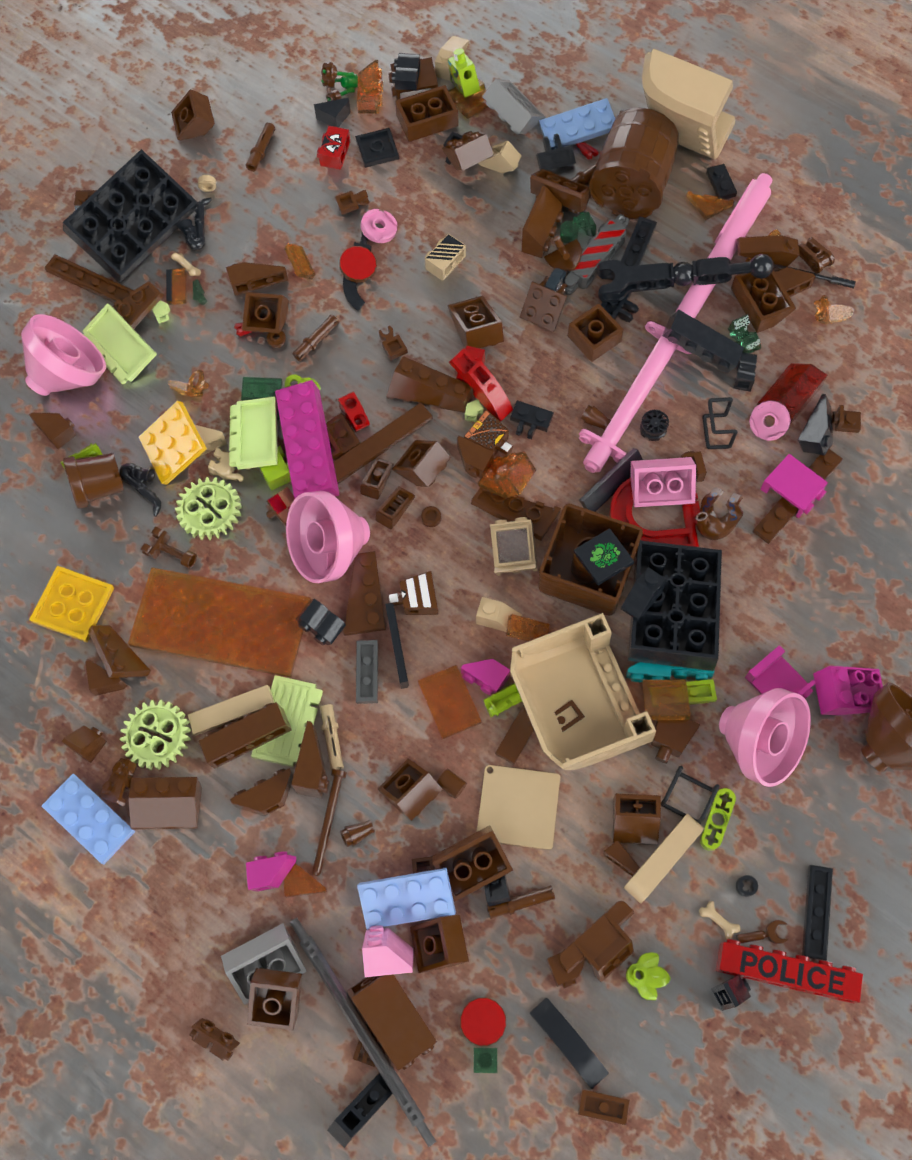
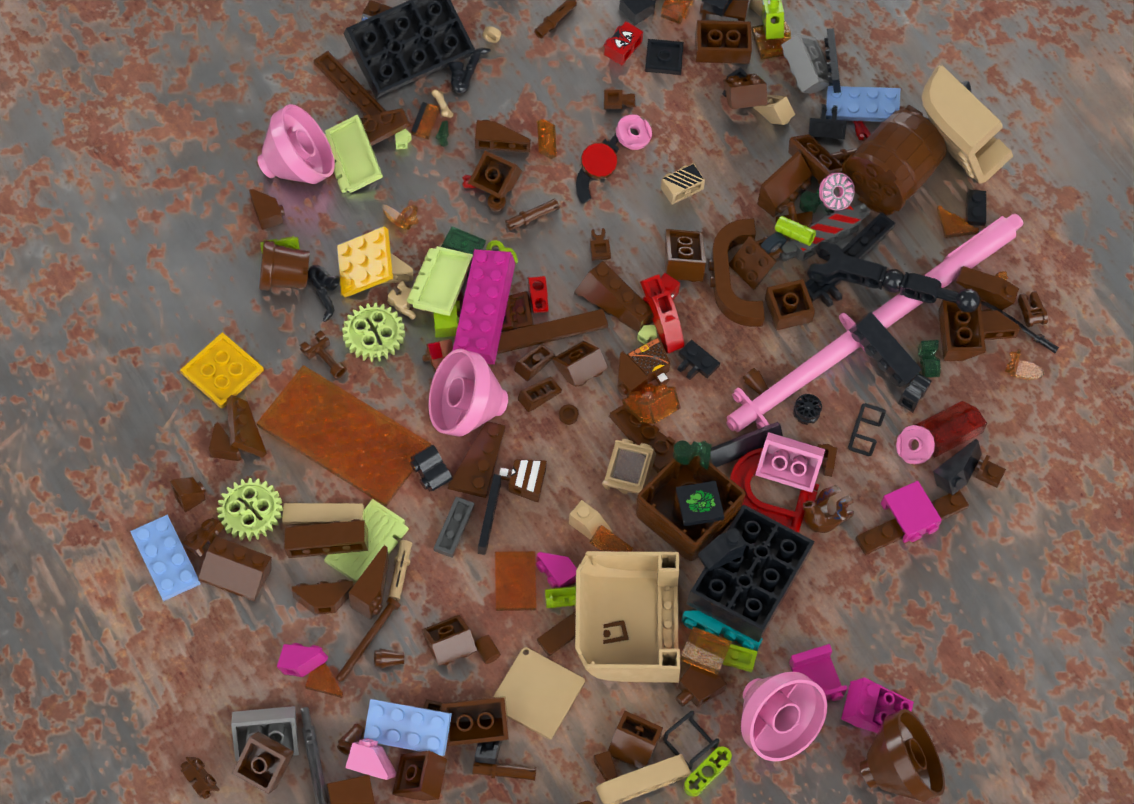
camera: 15 degrees right, 5 degrees down
(353, 936) = (353, 735): none -> reddish brown cone
(537, 99) = (832, 66): none -> black plate
(538, 353) = (734, 308): none -> reddish brown arch
(567, 511) = (685, 452): none -> clear green leg
(572, 260) = (795, 230): none -> lime axle
(602, 208) = (846, 193): none -> tile

